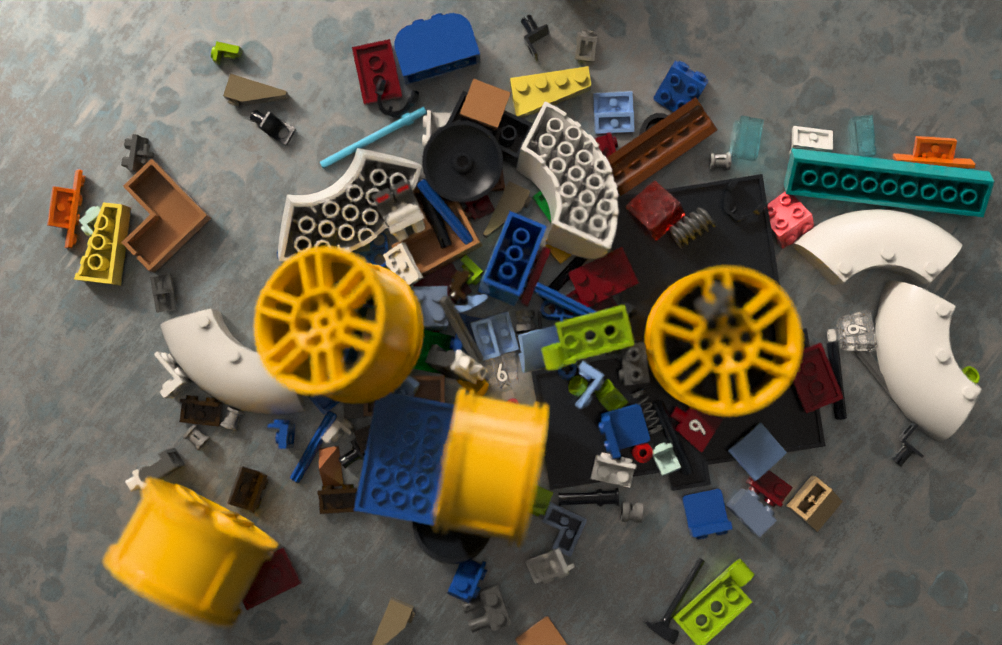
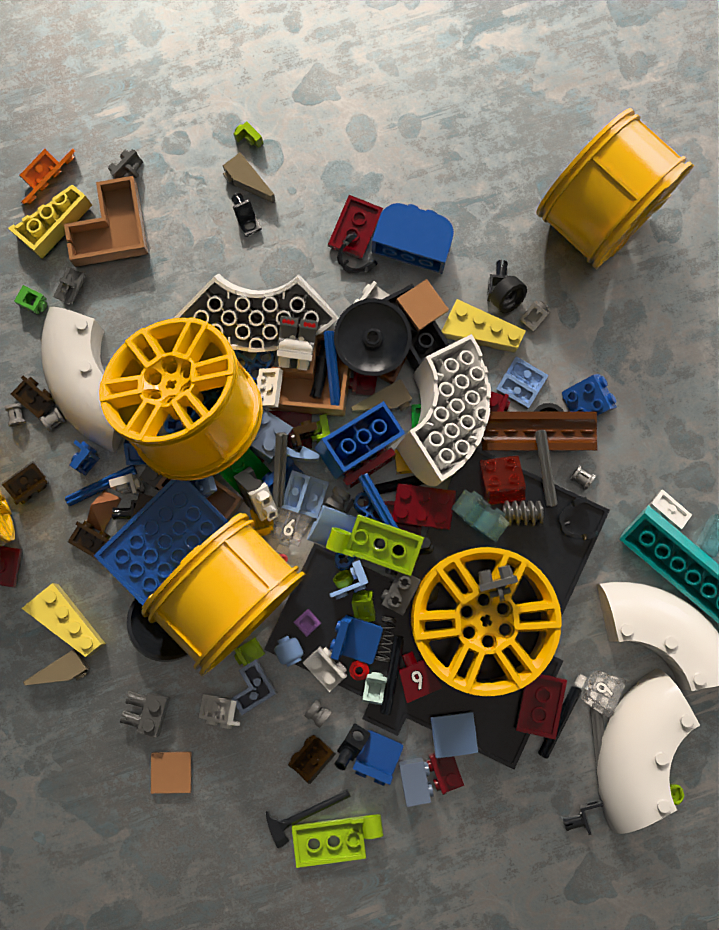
camera: 35 degrees right, 5 degrees down
(89, 220) = (52, 191): light aqua bracket -> none
(131, 328) = (27, 296): none -> bright green brick
(171, 387) = (32, 362): white bracket -> none
(364, 580) = (64, 619): none -> light yellow wedge
(407, 119) = (353, 279): medium azure bar -> none
(466, 580) = (144, 676): blue bracket -> none
(551, 43) = (505, 302): none -> black tyre
(572, 442) = (307, 622): none -> medium lavender tile
(573, 477) = (288, 651): none -> light blue head
(599, 497) = (299, 683): black pin -> none
(652, 552) = (311, 758): none -> dark brown bracket
(658, 254) = (479, 515): none -> clear light blue brick
(678, 521) = (350, 747): none -> black bracket
(683, 172) = (546, 468): none -> dark grey axle
(747, 138) = (617, 473): clear light blue brick -> none
(789, 219) = (607, 562): coral bracket -> none
(814, 503) = (473, 811): tan slope -> none

